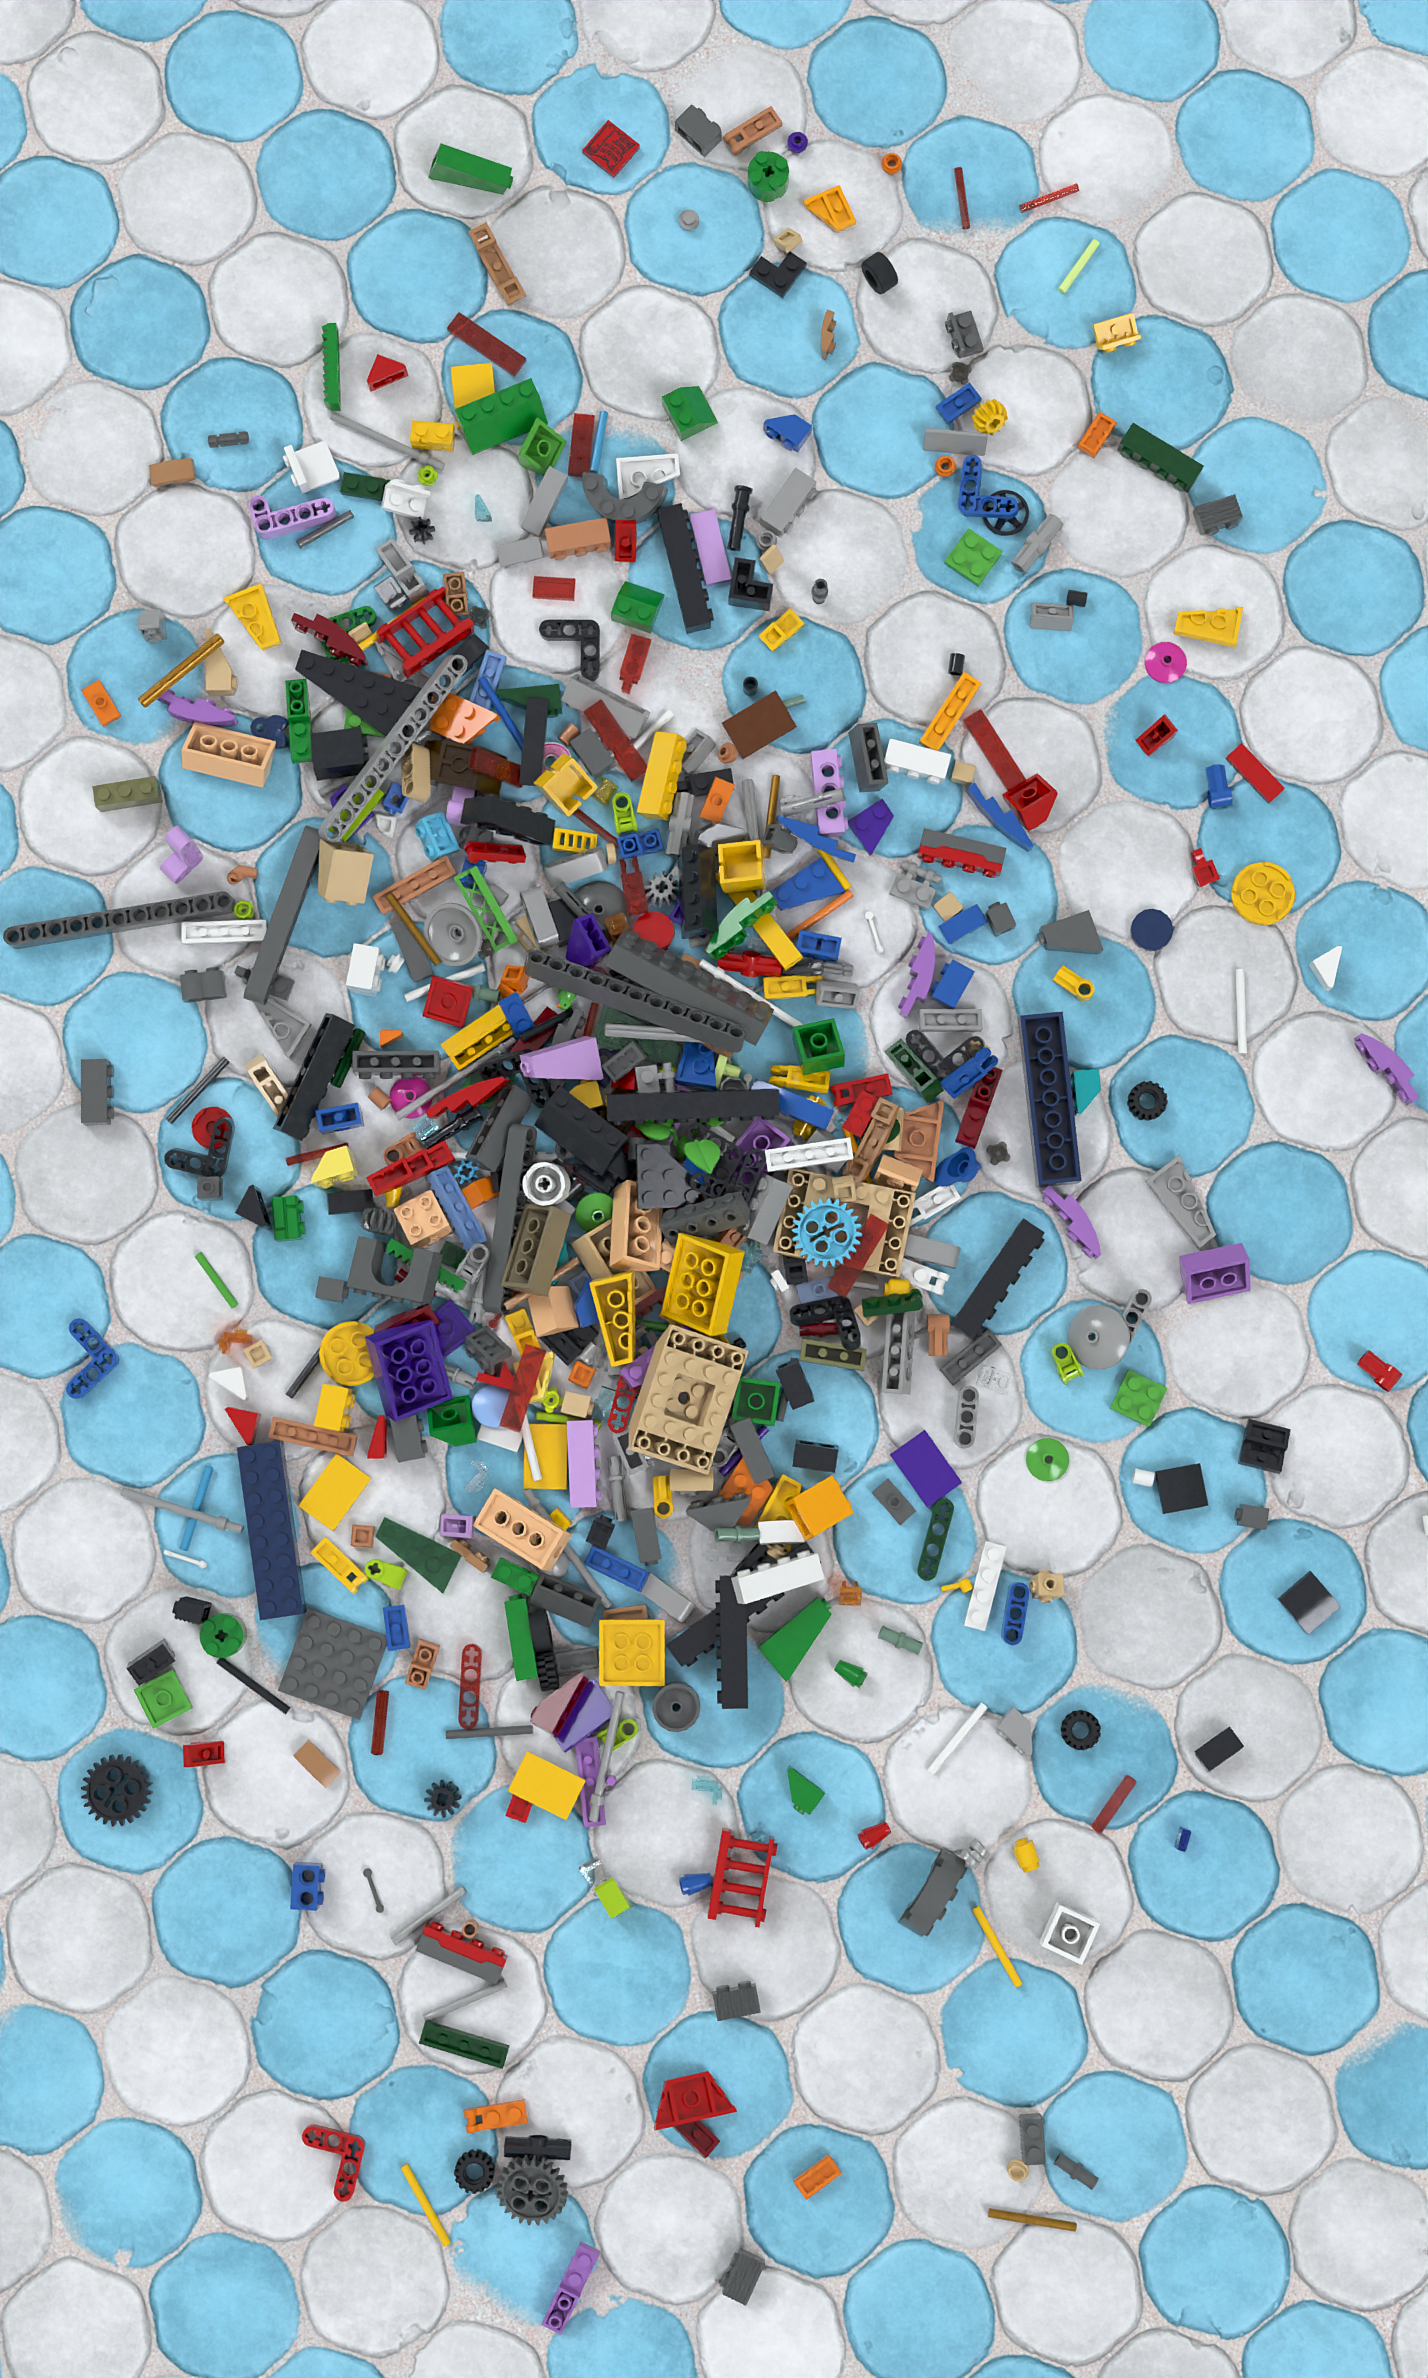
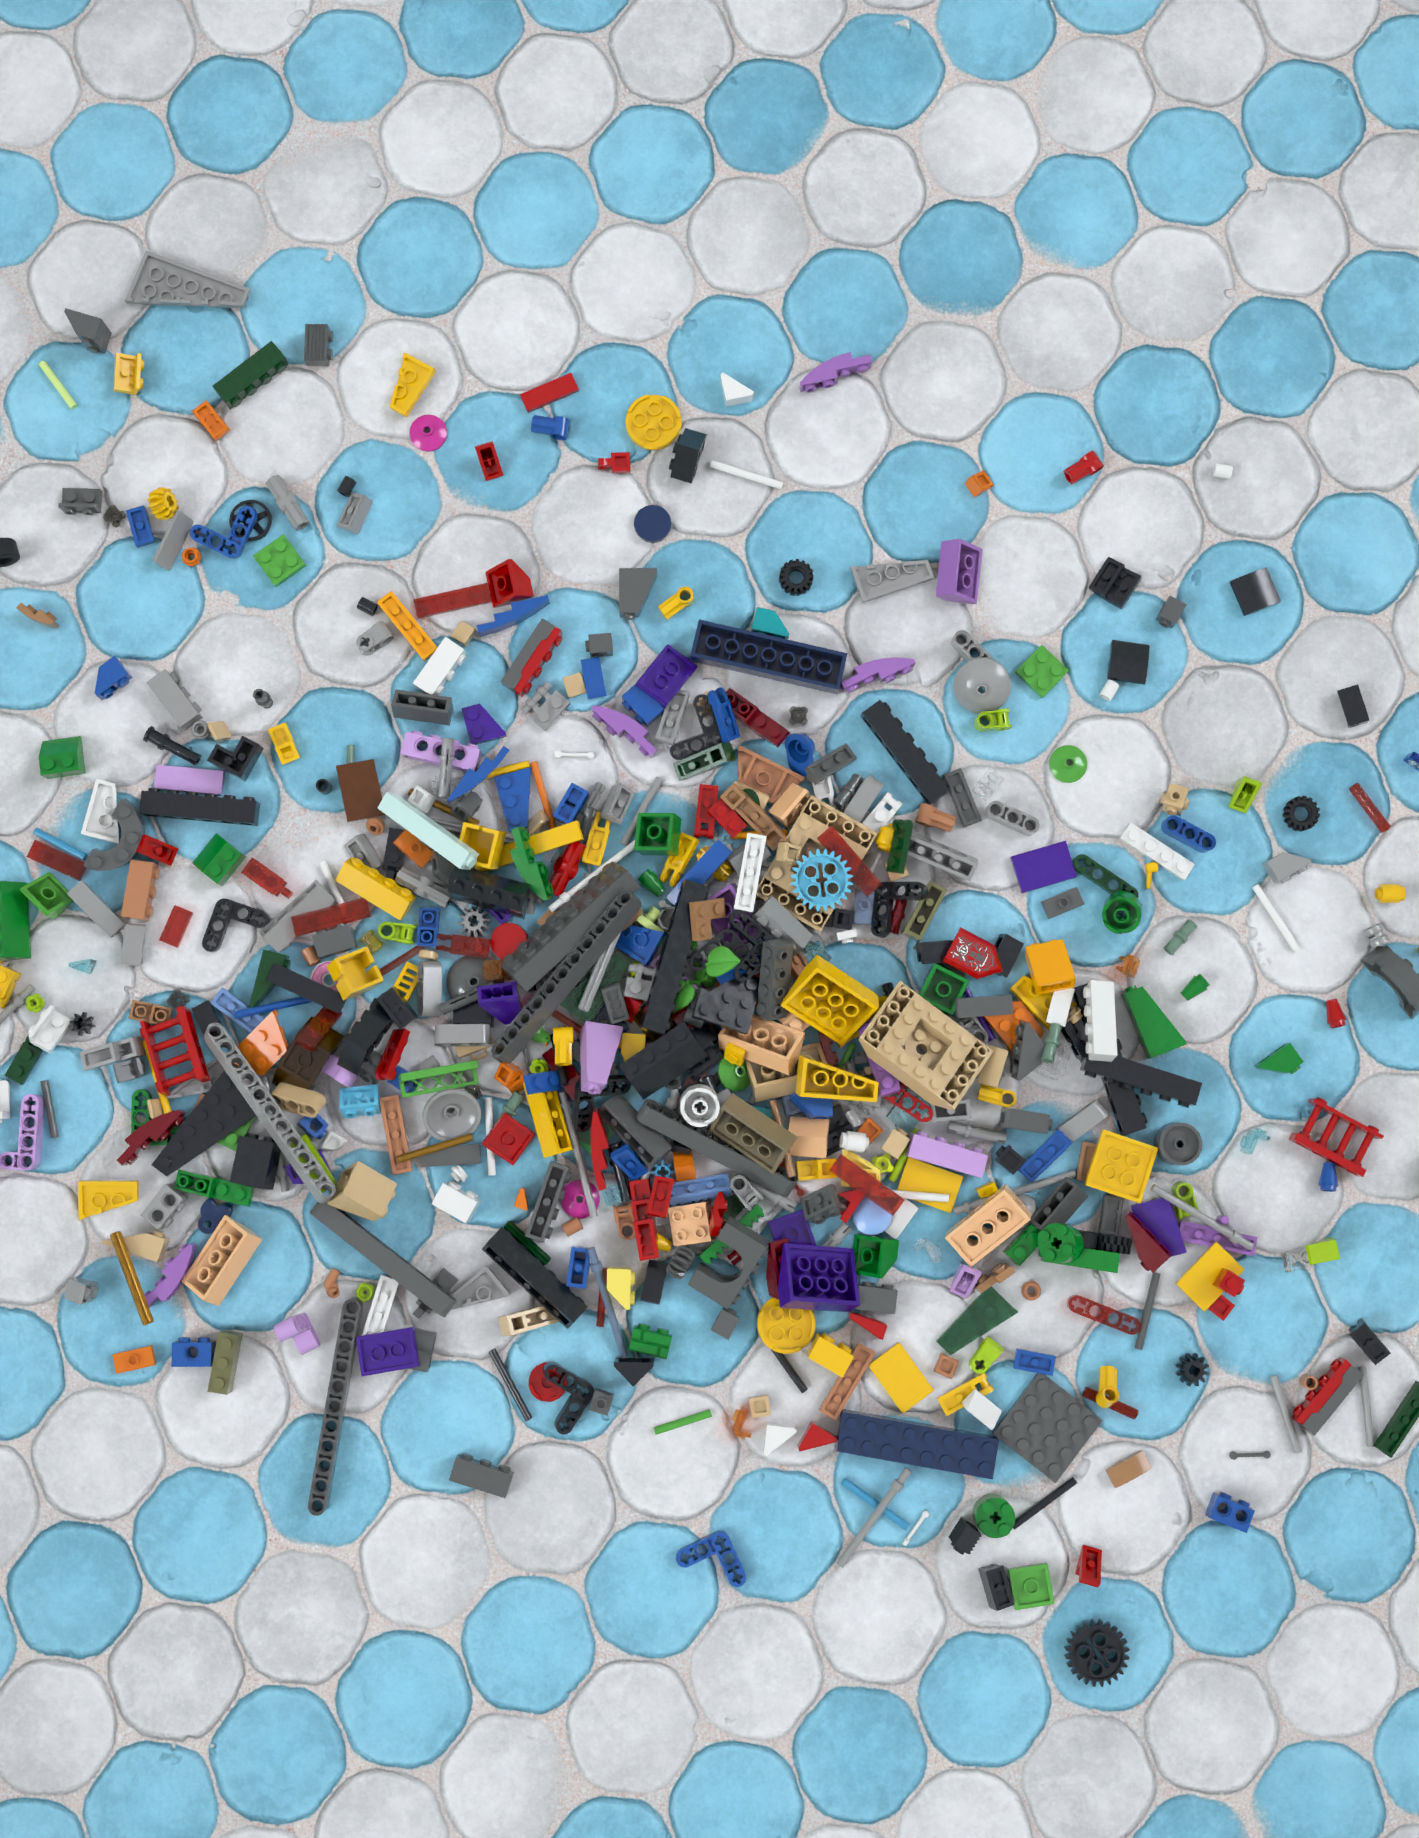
camera: 75 degrees left, 0 degrees up
(118, 750) = (181, 1352): none -> blue brick
(190, 953) = (387, 1351): none -> dark purple tile
(266, 673) = (160, 1202): none -> light grey brick
(329, 1587) = (982, 1408): none -> white slope
(344, 1136) = (596, 1267): none -> sand blue bar
(396, 1711) = (1107, 1386): none -> yellow piece
(422, 1664) = (1072, 1349): nougat slope -> none
(438, 1176) = (660, 1197): none -> red plate
(447, 1241) = (716, 1214): none -> red slope
(464, 1133) = (629, 1162): none -> blue plate
(470, 1607) = (1037, 1290): none -> nougat plate
(527, 1609) = (1049, 1243): none -> green brick
(534, 1980) = (1369, 1342): none -> black hinge
(538, 1007) = (539, 1062): none -> lime plate
(544, 840) = (397, 1007): none -> black hinge
(545, 1806) = (1229, 1282): none -> red brick
(564, 1360) = (854, 1141): none -> white brick
(567, 1021) = (563, 1039): none -> yellow piece
(612, 1204) = (734, 1054): none -> yellow plate
(738, 807) = (428, 831): none -> light aqua brick
(745, 1118) = (701, 914): none -> medium nougat plate
(766, 1057) = (651, 882): none -> green cone
(771, 790) = (421, 799): none -> white slope
(788, 918) = (537, 822): none -> tan slope
(803, 1421) = (973, 955): none -> red tile
(840, 1023) = (642, 809): none -> light grey bar
(915, 1568) = (1122, 922): none -> green brick
(926, 684) = (376, 637): none -> light grey piece
(934, 1232) = (847, 791): none -> dark grey pin
(956, 1203) = (830, 764): none -> dark grey hinge
(991, 999) = (666, 675): none -> dark purple tile
(1079, 1660) = (1244, 794): none -> lime slope
(1146, 277) = (90, 330): none -> dark grey slope
(1229, 342) = (175, 284): none -> light grey wing
(1238, 940) = (687, 455): none -> black brick
(1321, 1263) = (979, 483): none -> orange slope

